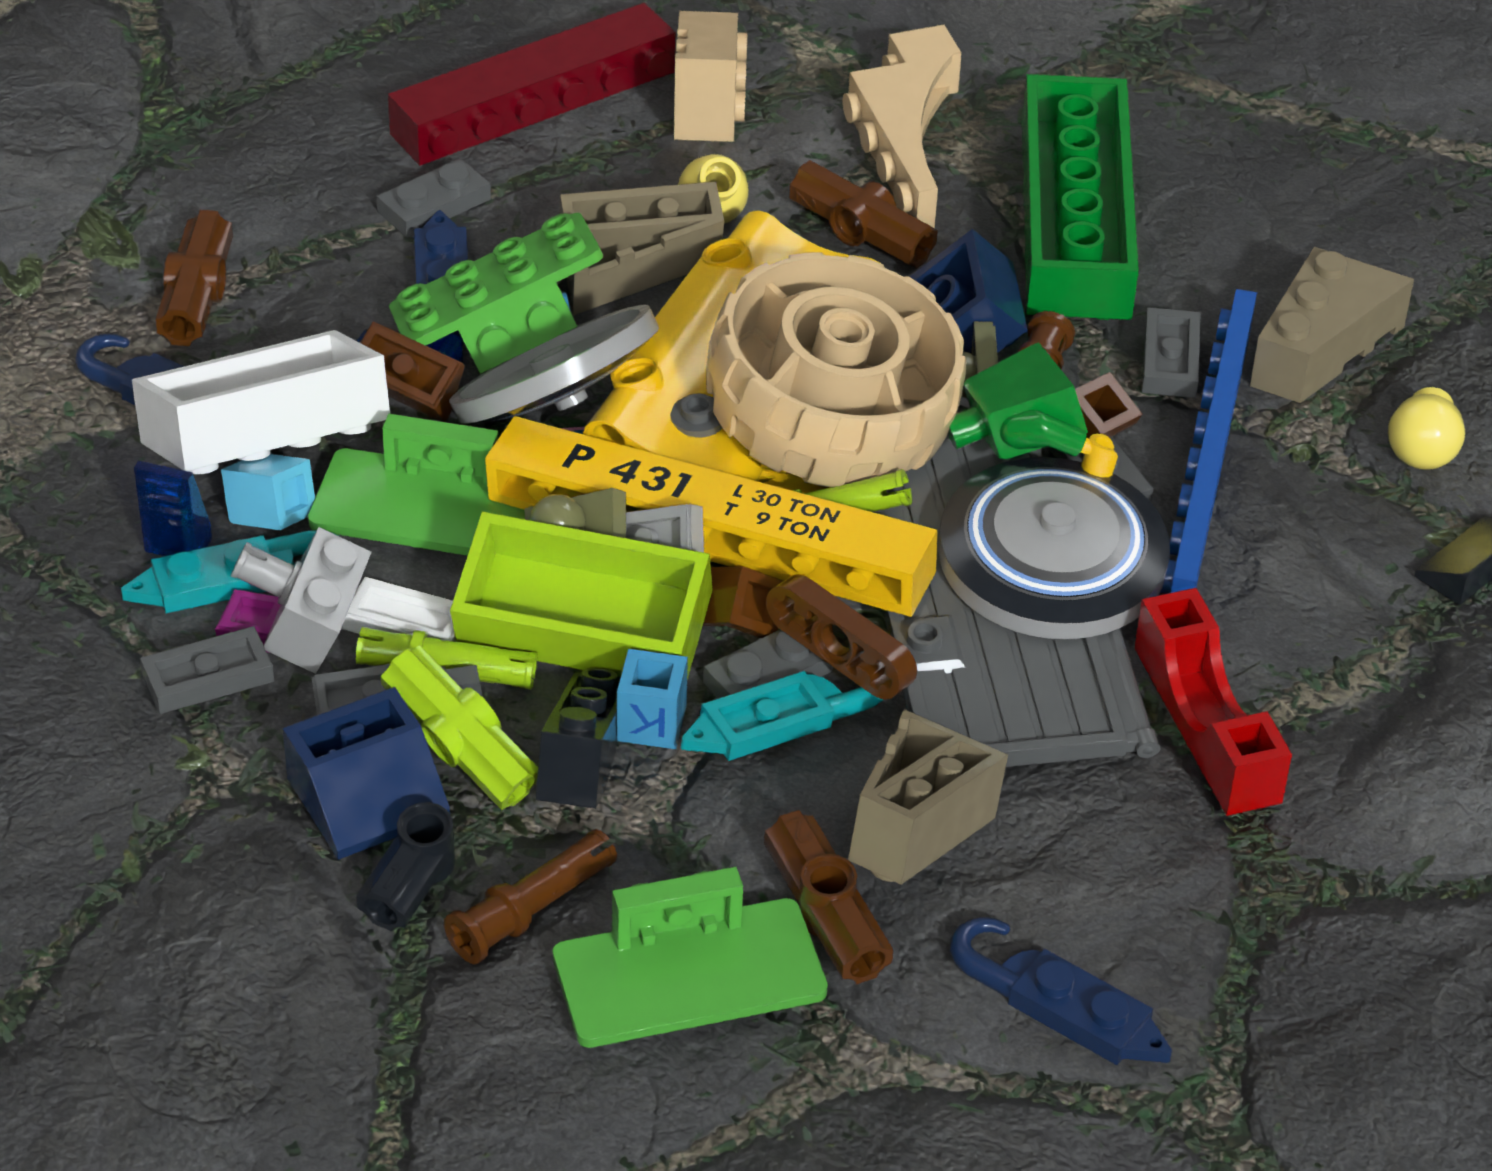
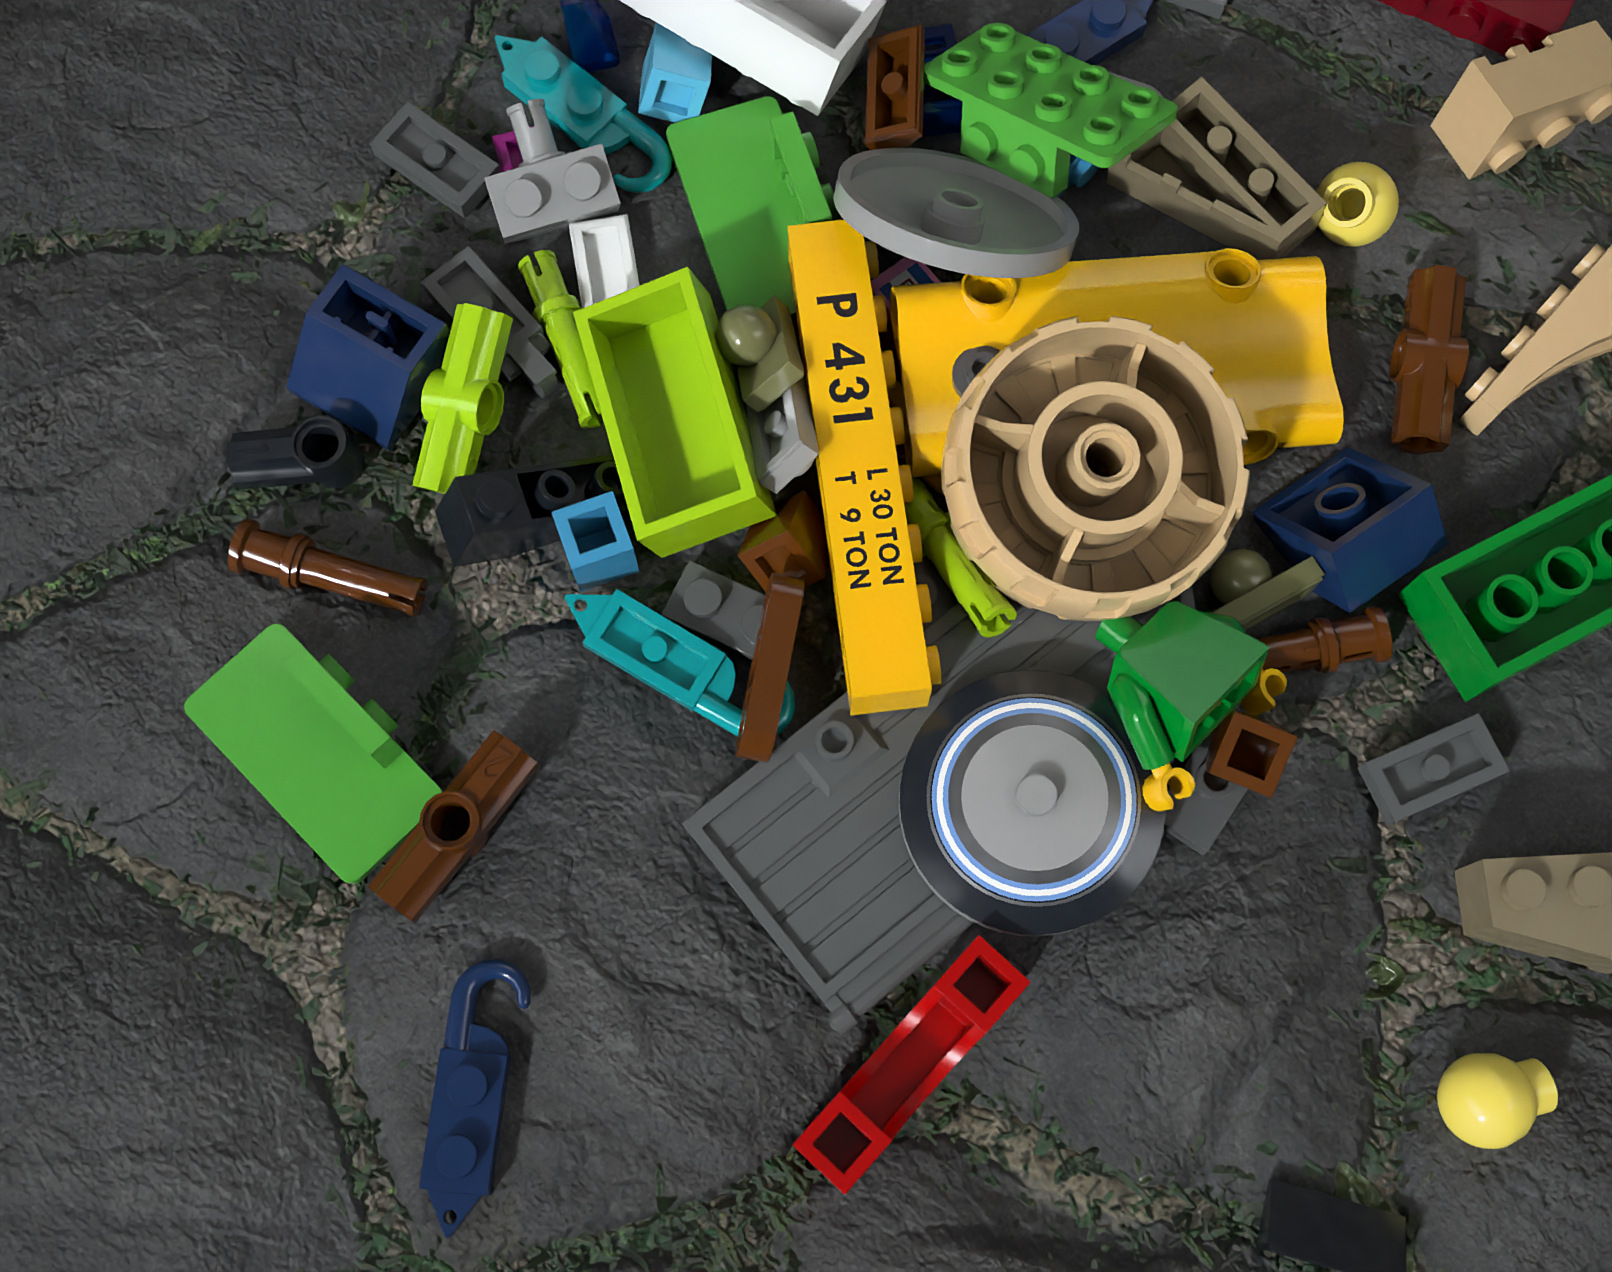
camera: 60 degrees right, 30 degrees up
(924, 798) = (591, 854): dark tan wedge -> none
(1211, 432) = (1329, 873): blue plate -> none

